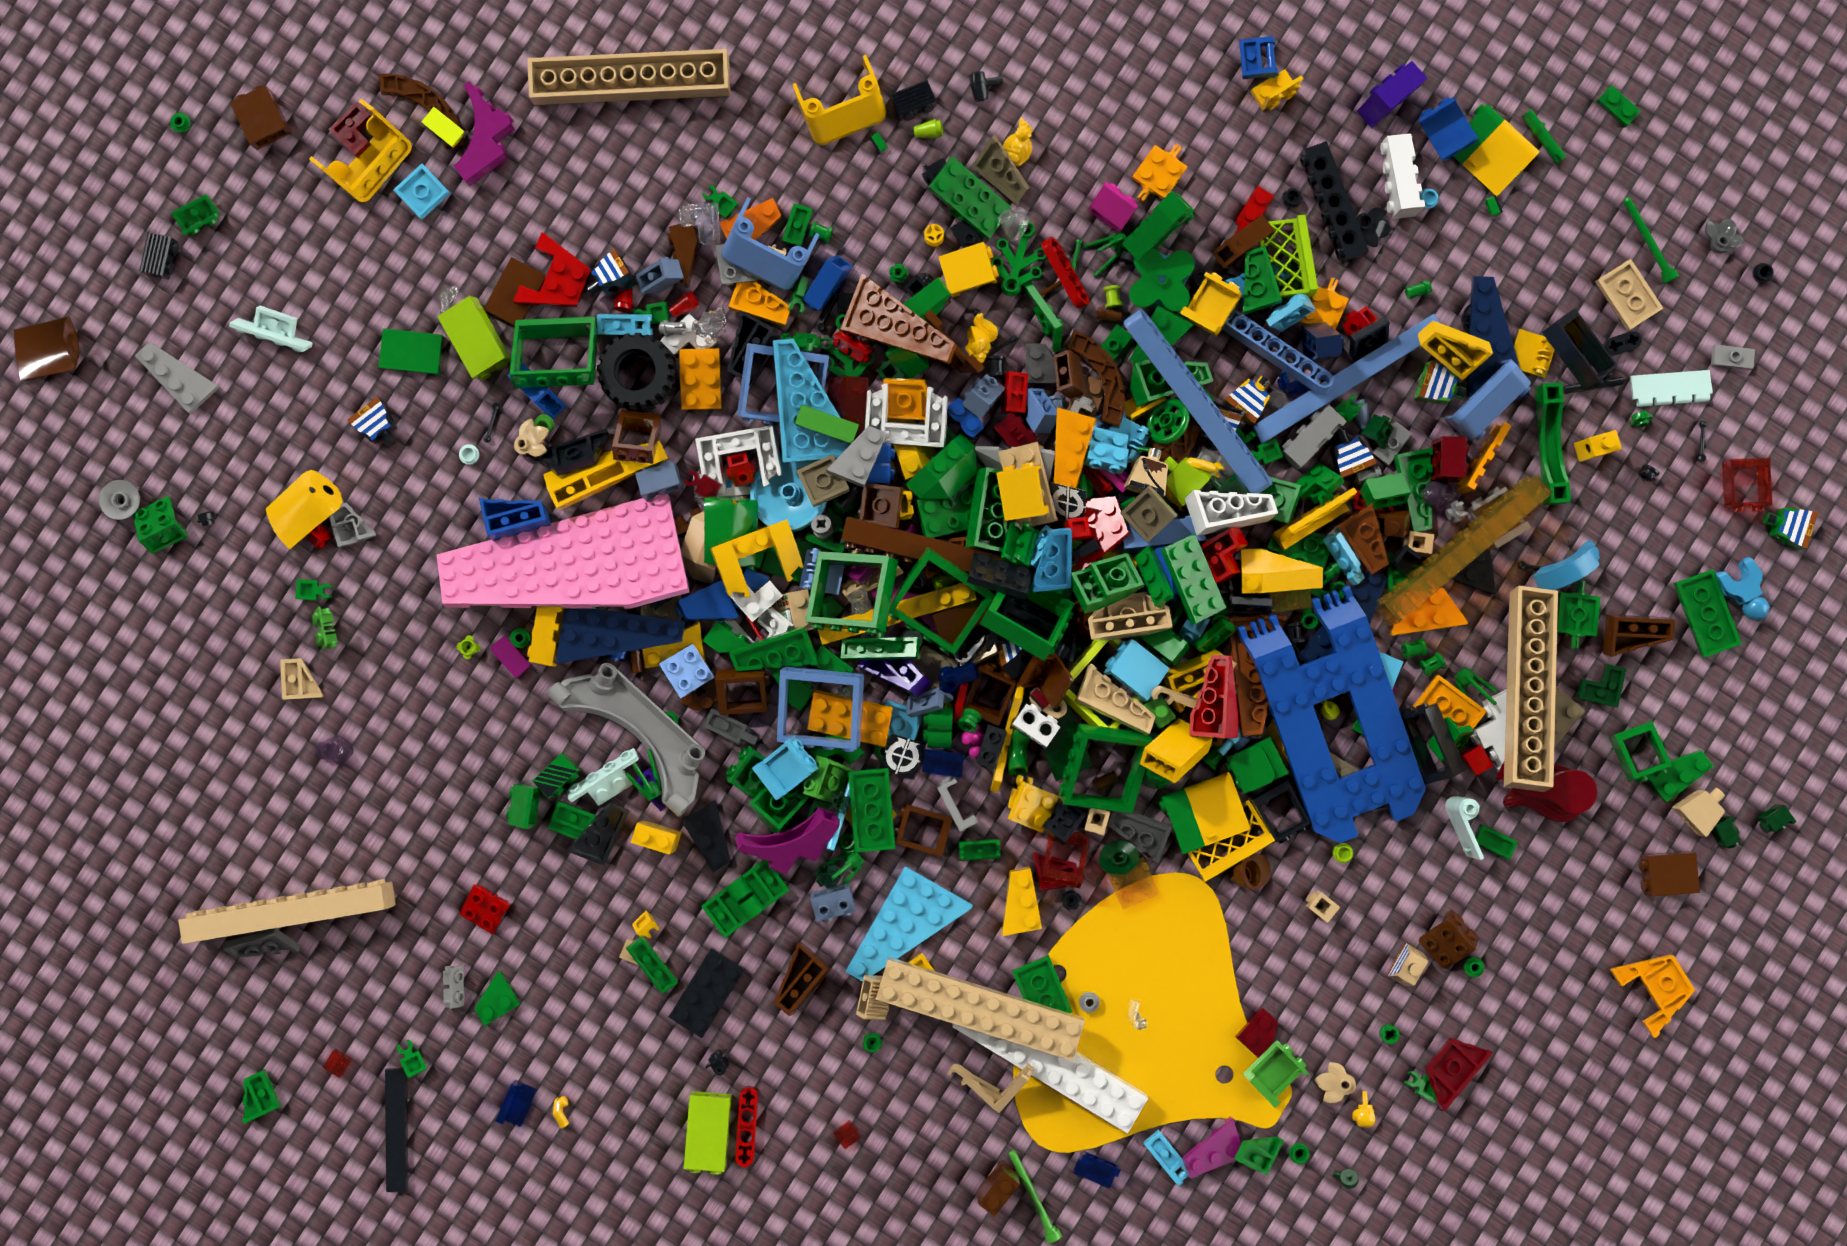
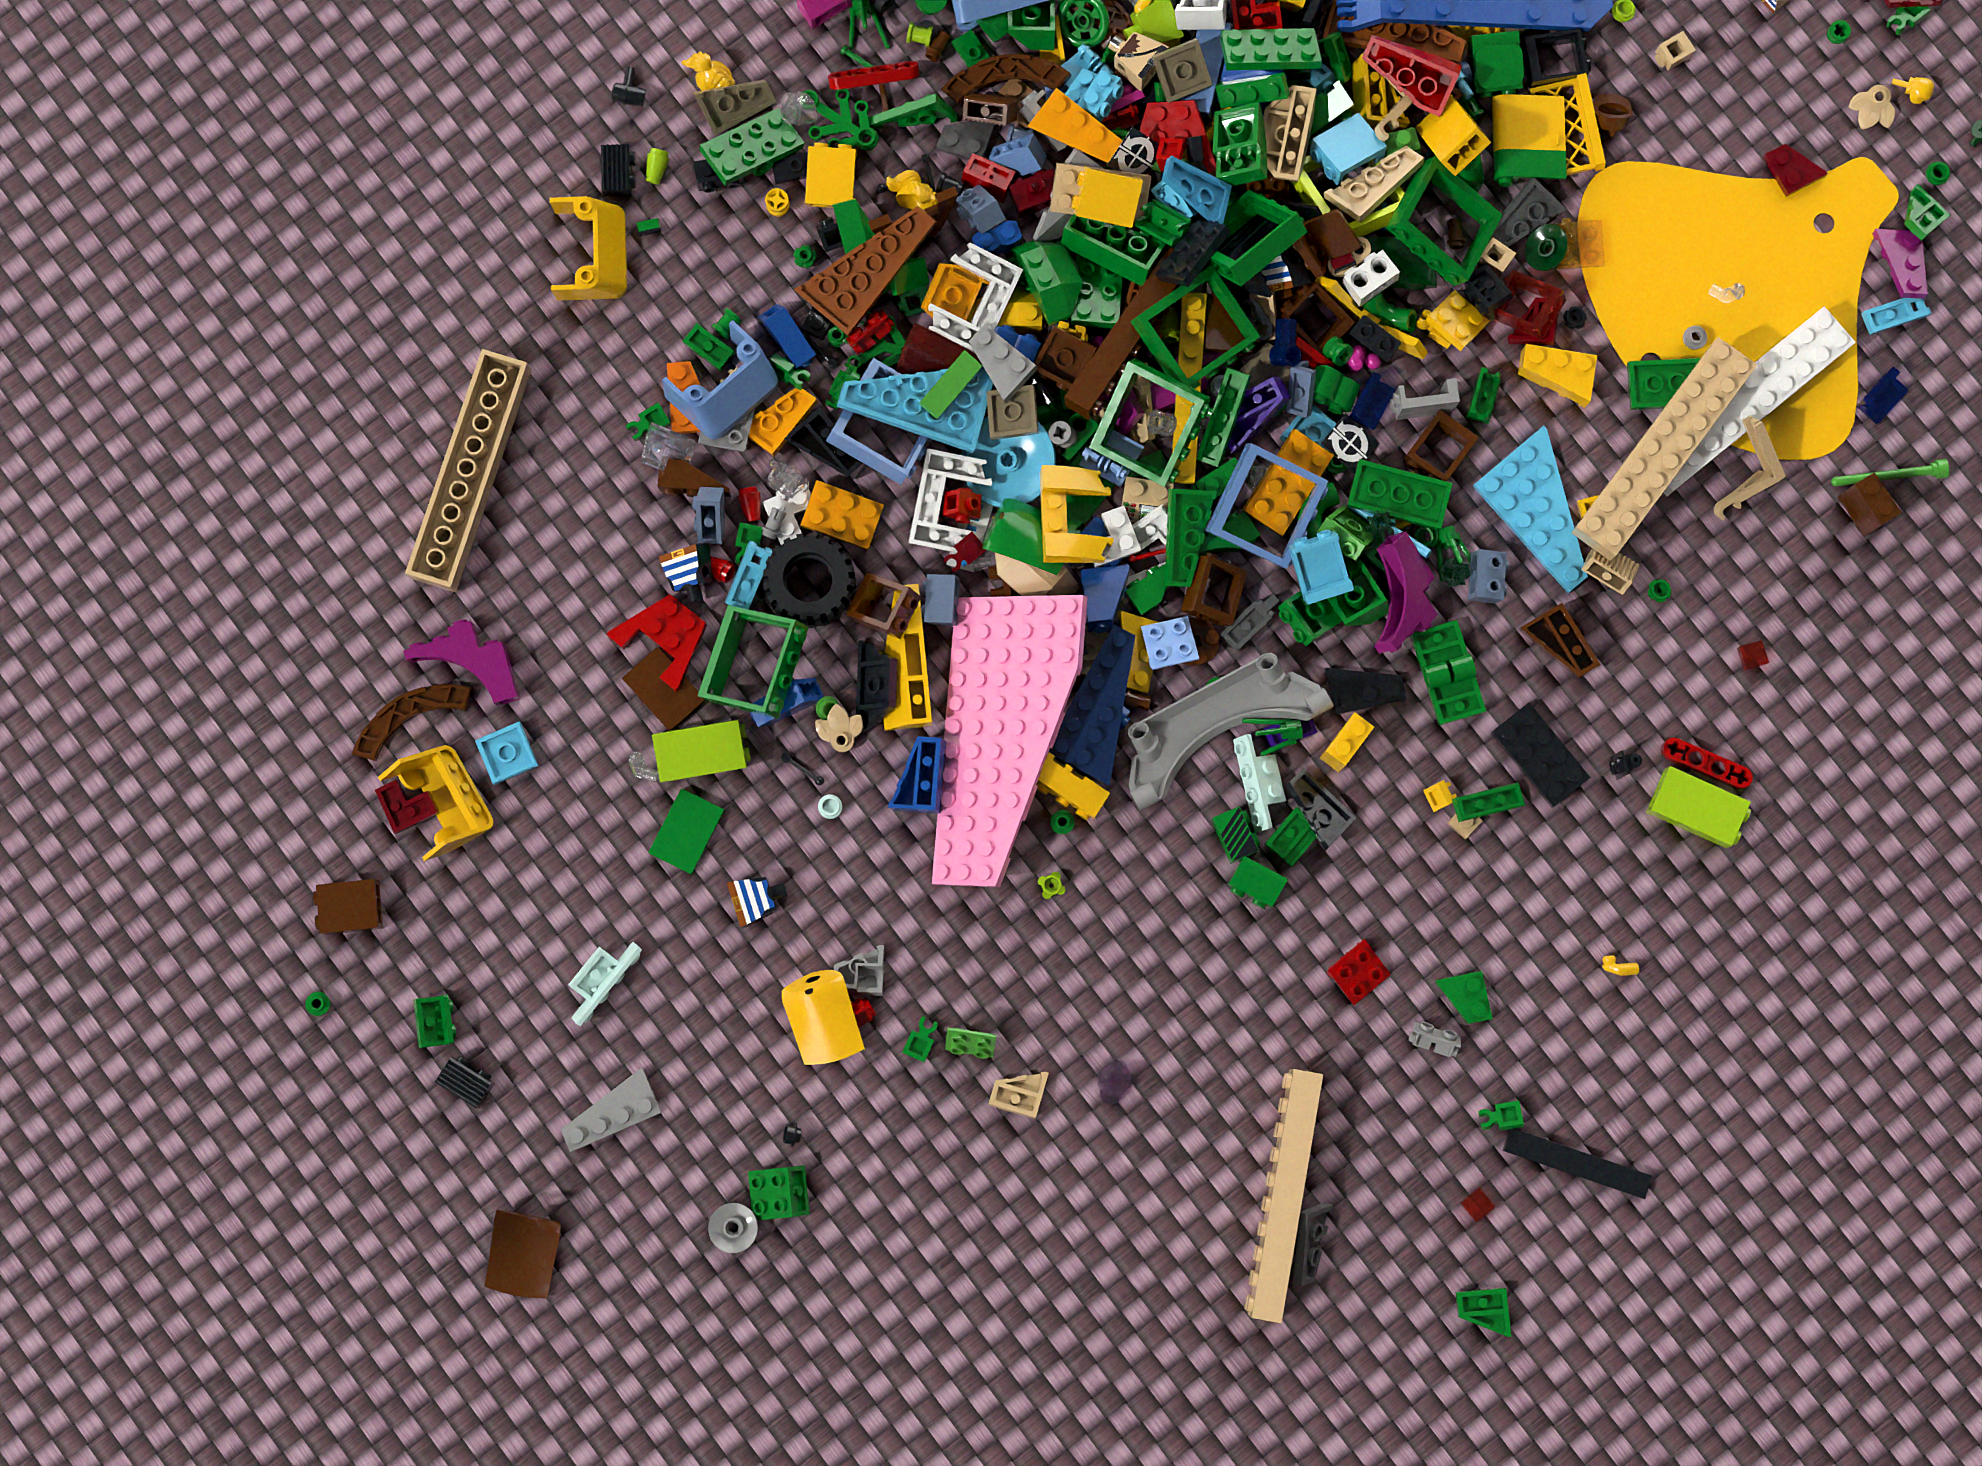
camera: 65 degrees left, 5 degrees down
(443, 127) = (443, 701): neon yellow tile -> none
(510, 657) = (1079, 841): magenta tile -> none
(516, 1103) = (1593, 1014): clear blue panel -> none
(1275, 1071) = (1839, 164): bright green panel -> none

